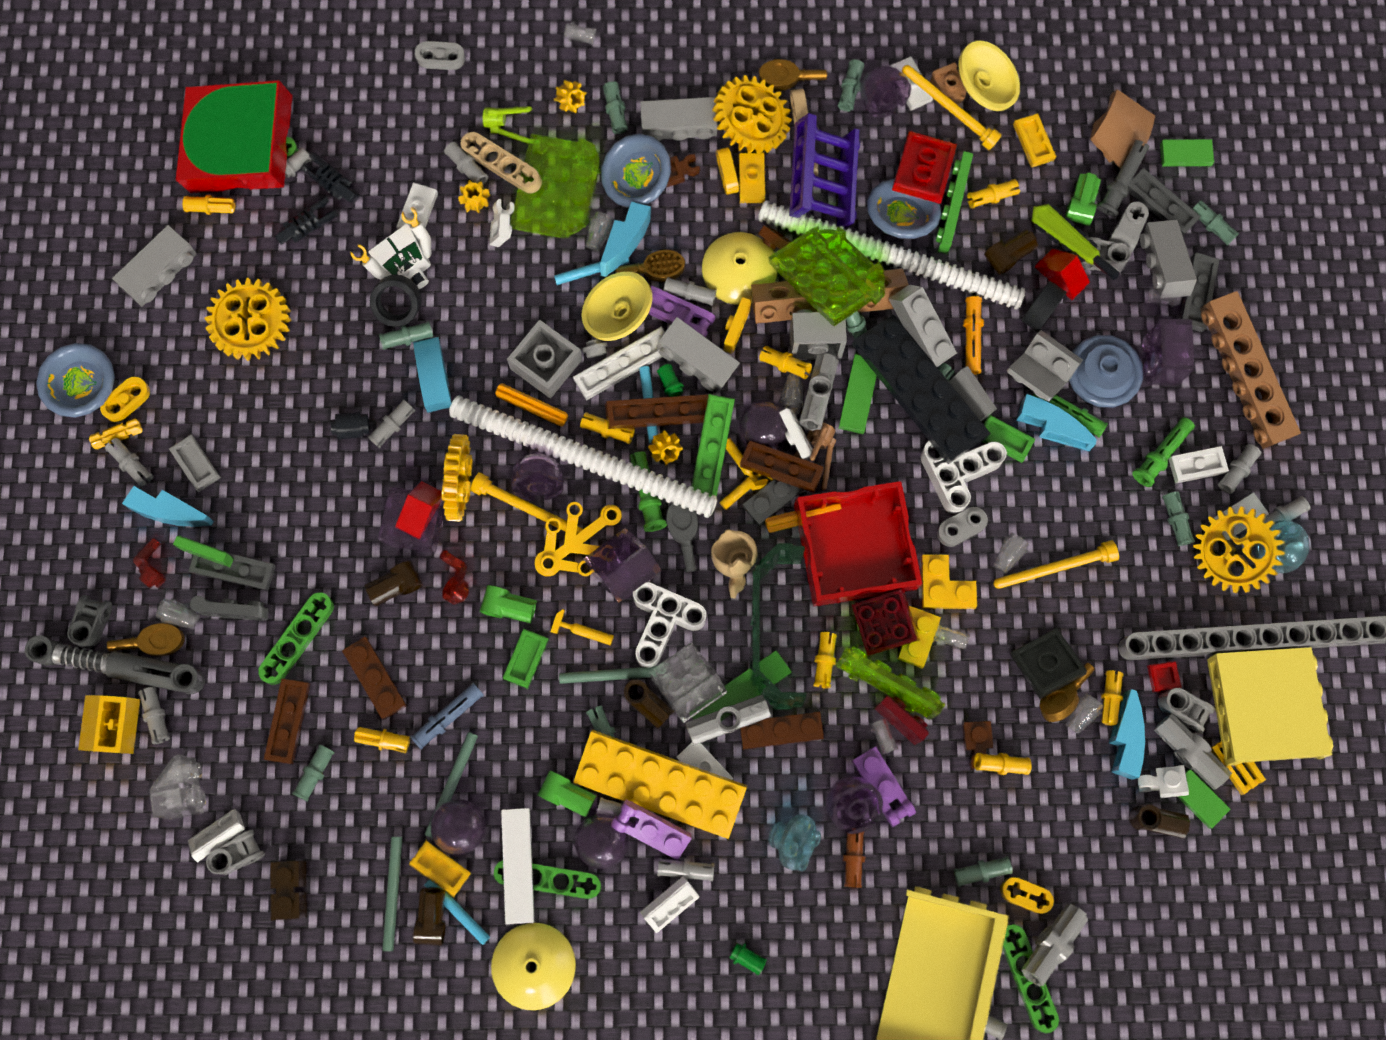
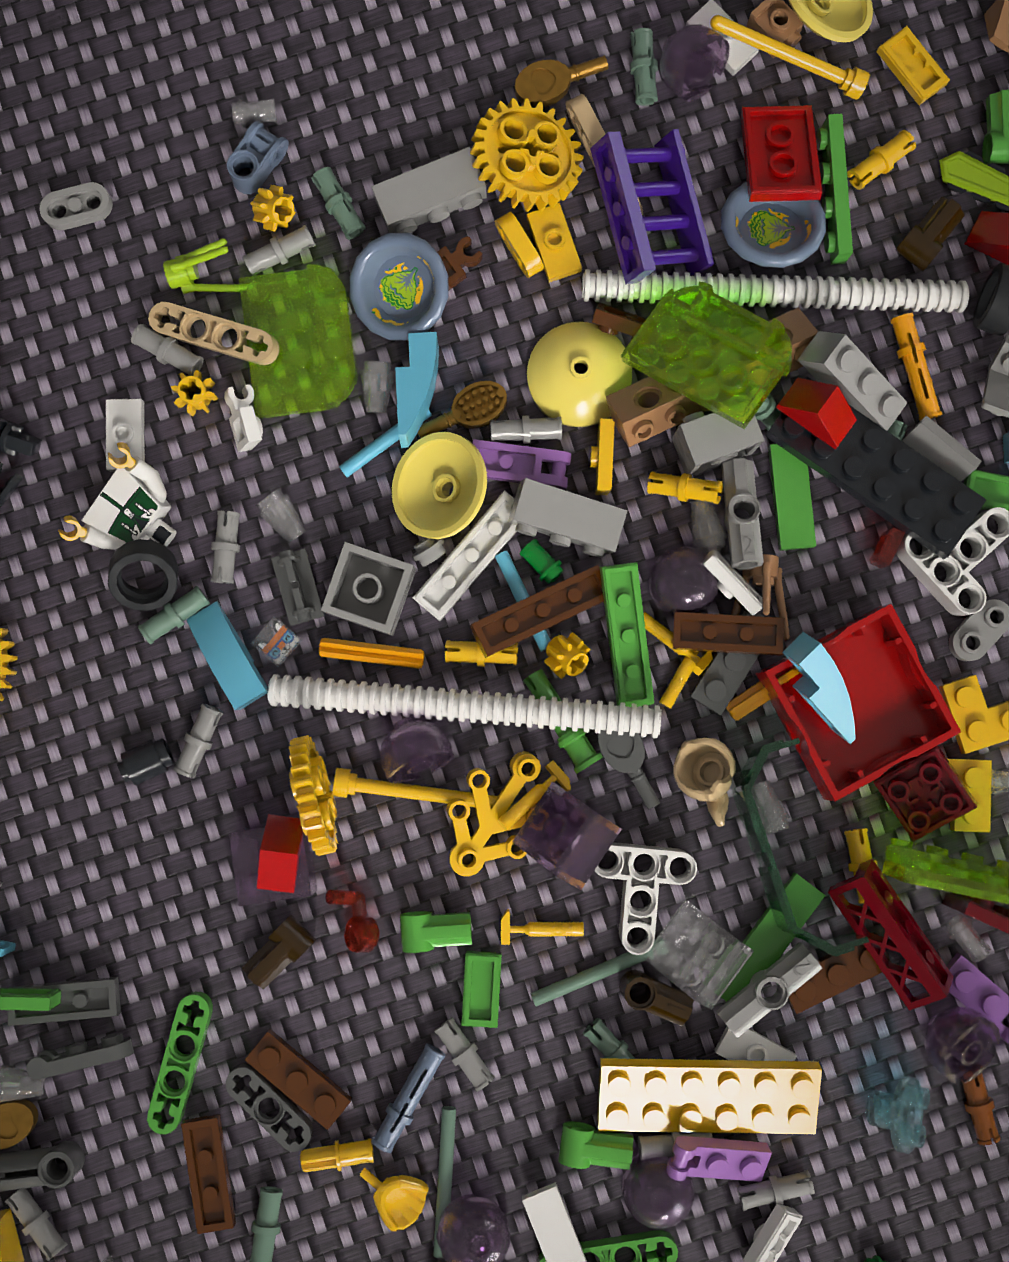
camera: 15 degrees left, 10 degrees up
(362, 704) = (295, 1118): none -> dark grey beam
(414, 784) = (398, 1199): none -> yellow piece
(457, 303) = (225, 547): none -> light grey pin
(469, 376) = (276, 641): none -> clear tile
(497, 344) = (297, 586): none -> dark grey hinge
(497, 698) = (464, 1054): none -> light grey pin
(503, 293) = (281, 515): none -> clear cone
(564, 124) = (279, 250): none -> light grey pin
(573, 59) = (257, 151): none -> sand blue piece
(604, 537) = (532, 797): none -> yellow piece
(771, 599) = (770, 808): none -> clear cone
(833, 518) = (822, 685): none -> medium azure slope
(836, 710) = (902, 929): none -> dark red fence
(892, 335) = (819, 410): none -> red slope
(913, 447) = (886, 548): none -> clear red tile

